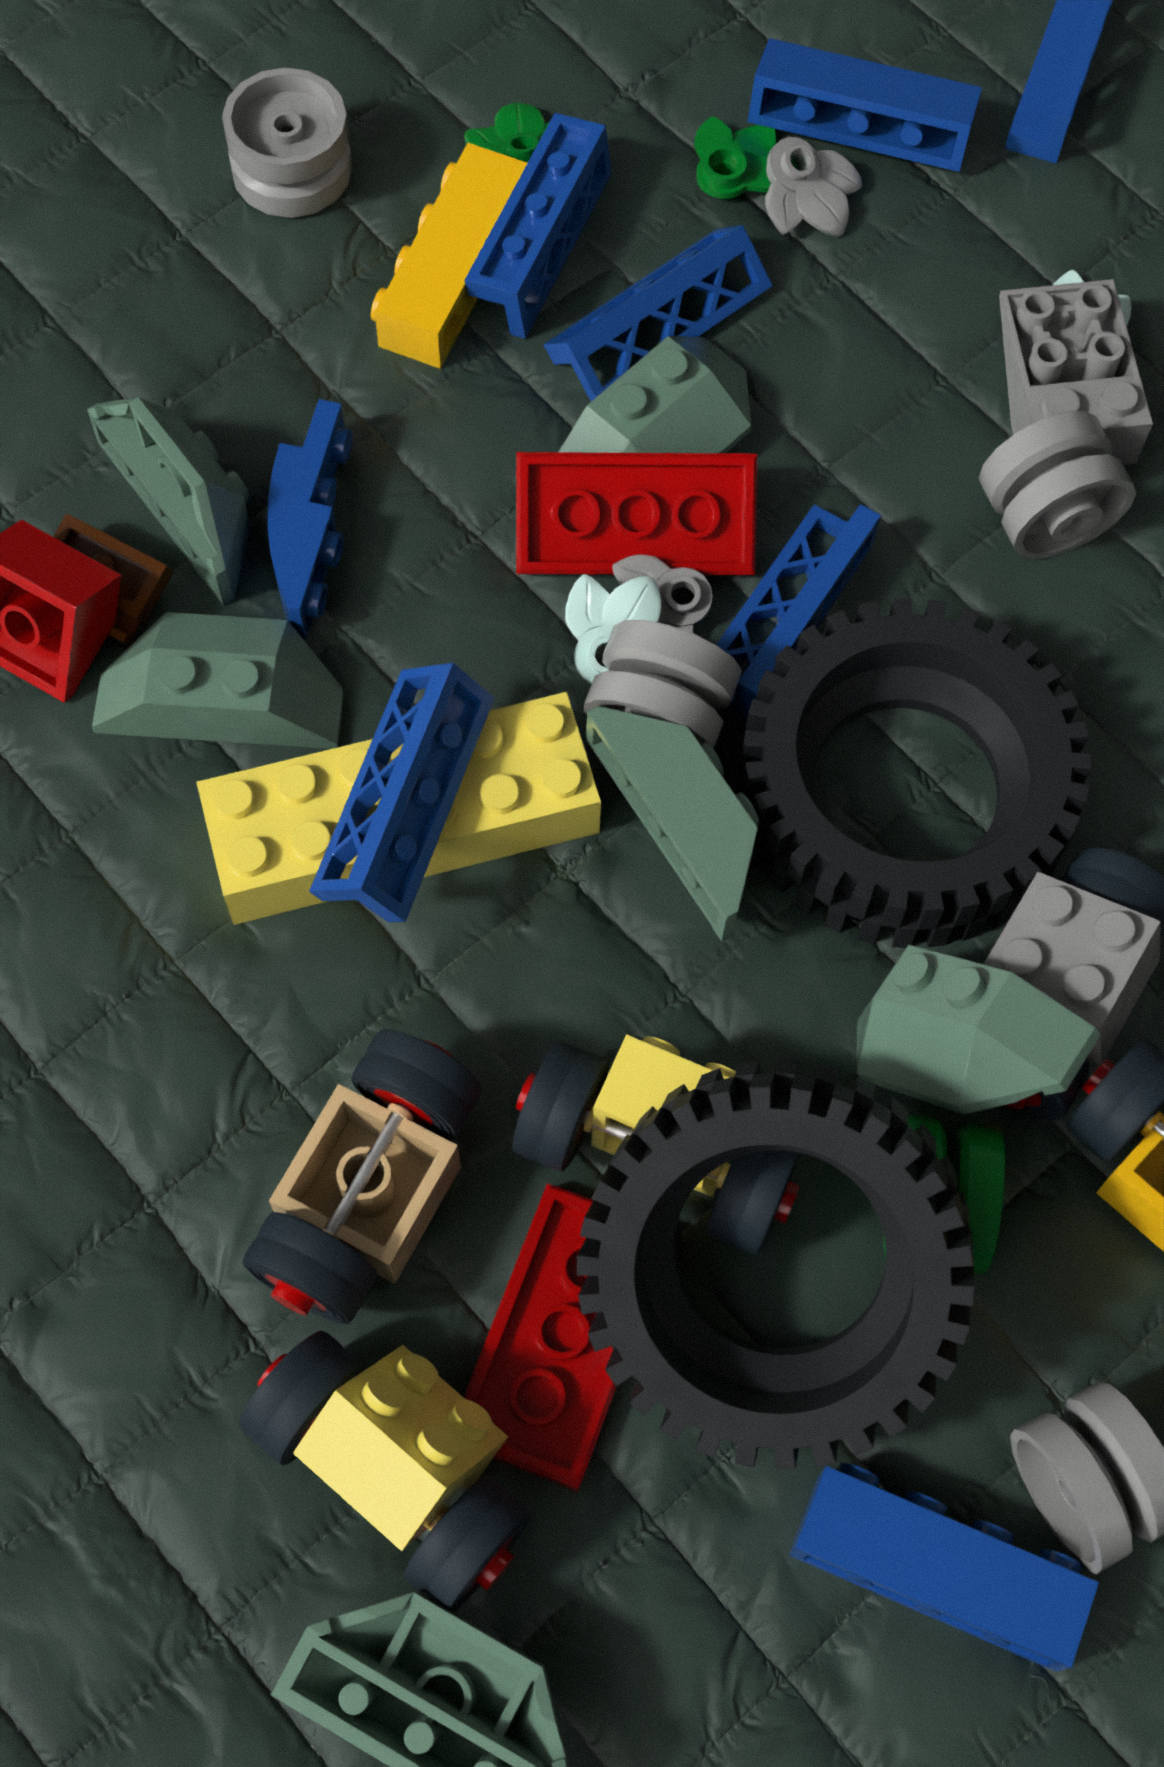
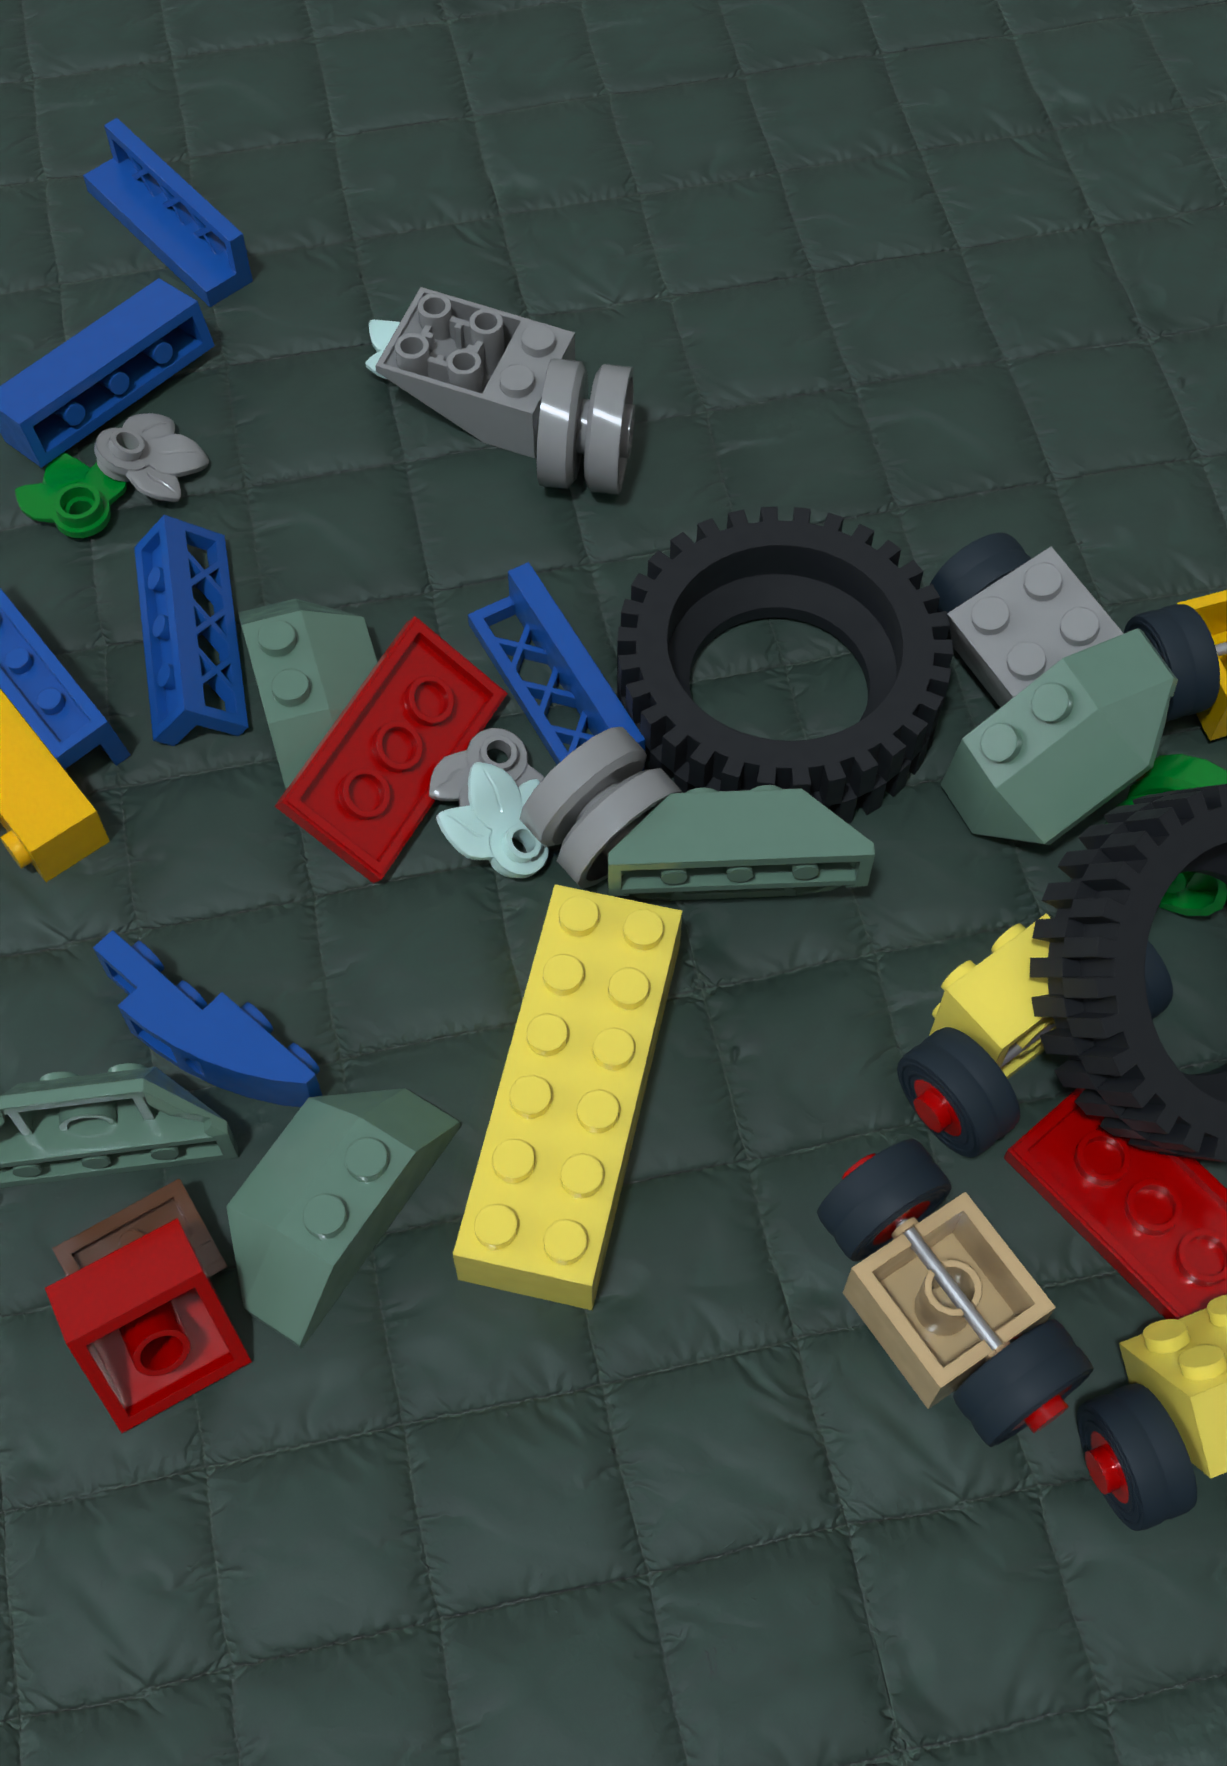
camera: 60 degrees left, 5 degrees down
(413, 788) = (607, 1048): blue fence -> none

